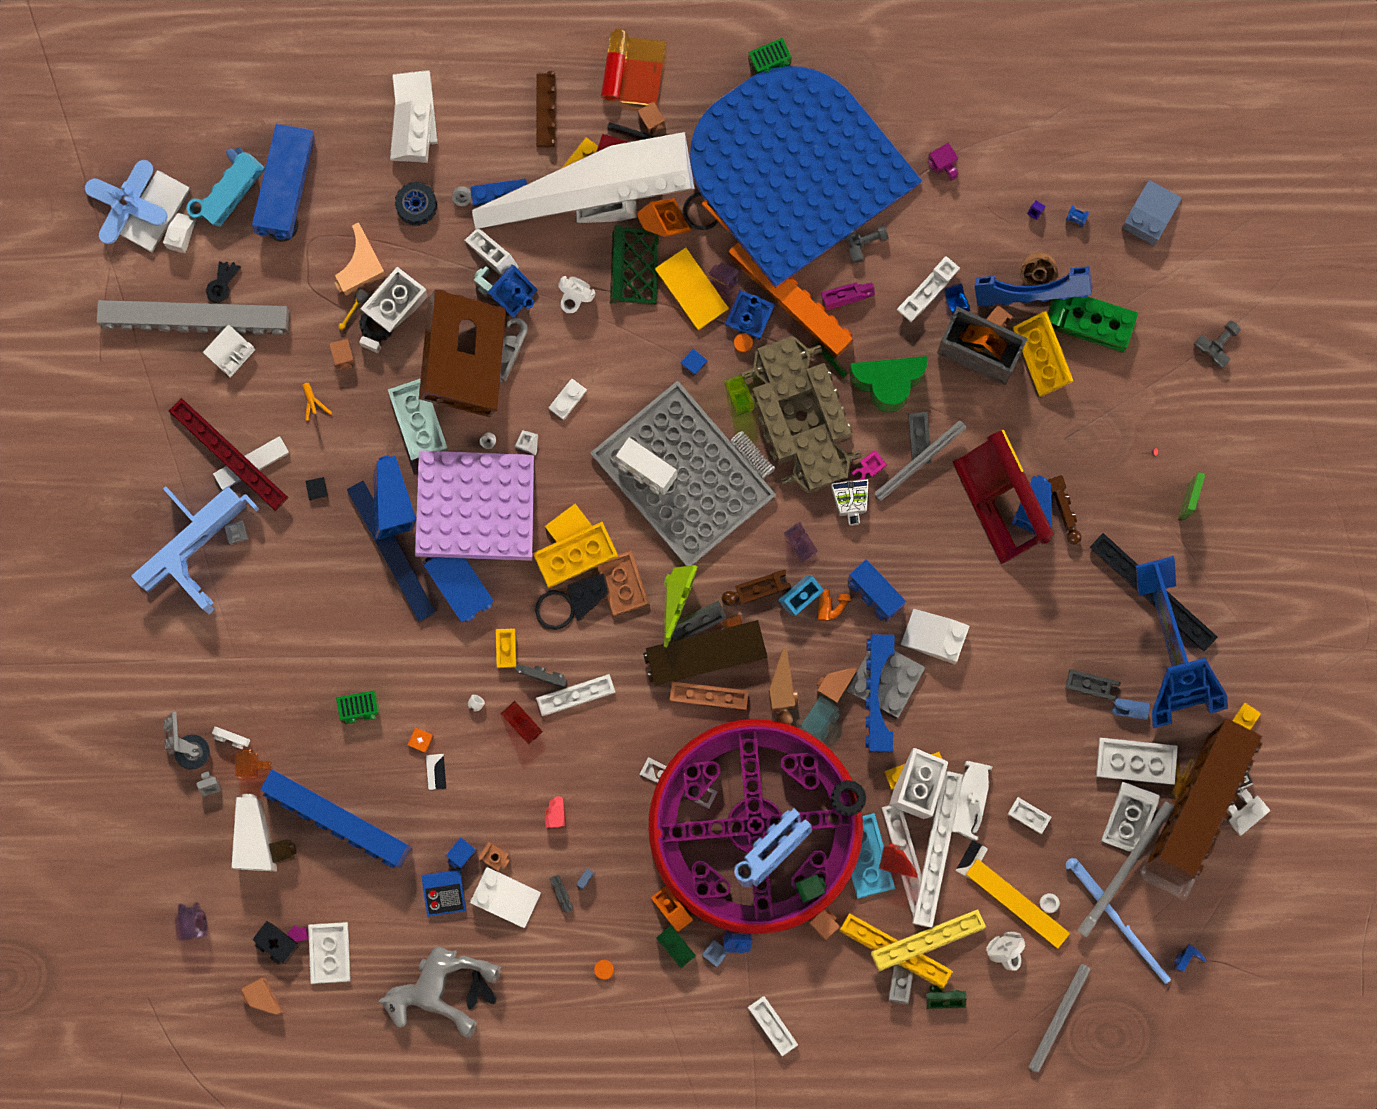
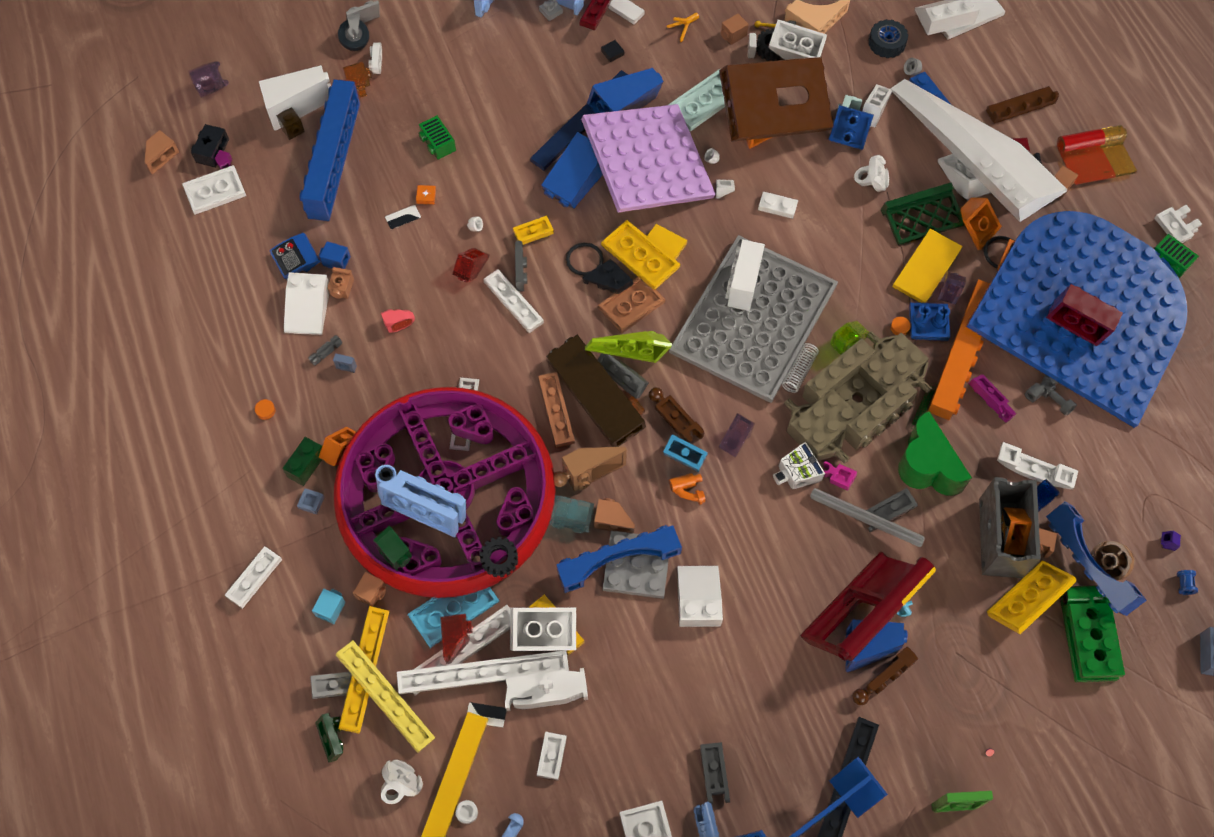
camera: 65 degrees right, 15 degrees down
(208, 785) = (330, 56): light grey tile -> none
(430, 988) = (202, 271): light grey animal -> none
(479, 986) = (217, 314): black piece -> none
(511, 348) = (794, 145): light grey plate -> none
(694, 362) = (862, 292): blue tile -> none
(737, 942) = (325, 515): blue plate -> none
(738, 39) = (1172, 223): none -> white plate
(811, 179) = (1084, 315): none -> dark red brick
(825, 964) = (329, 605): none -> medium azure brick
(876, 591) = (718, 518): blue piece -> none
(943, 160) = (1168, 437): magenta brick -> none
(1215, 348) = (1131, 775): dark grey bar -> none

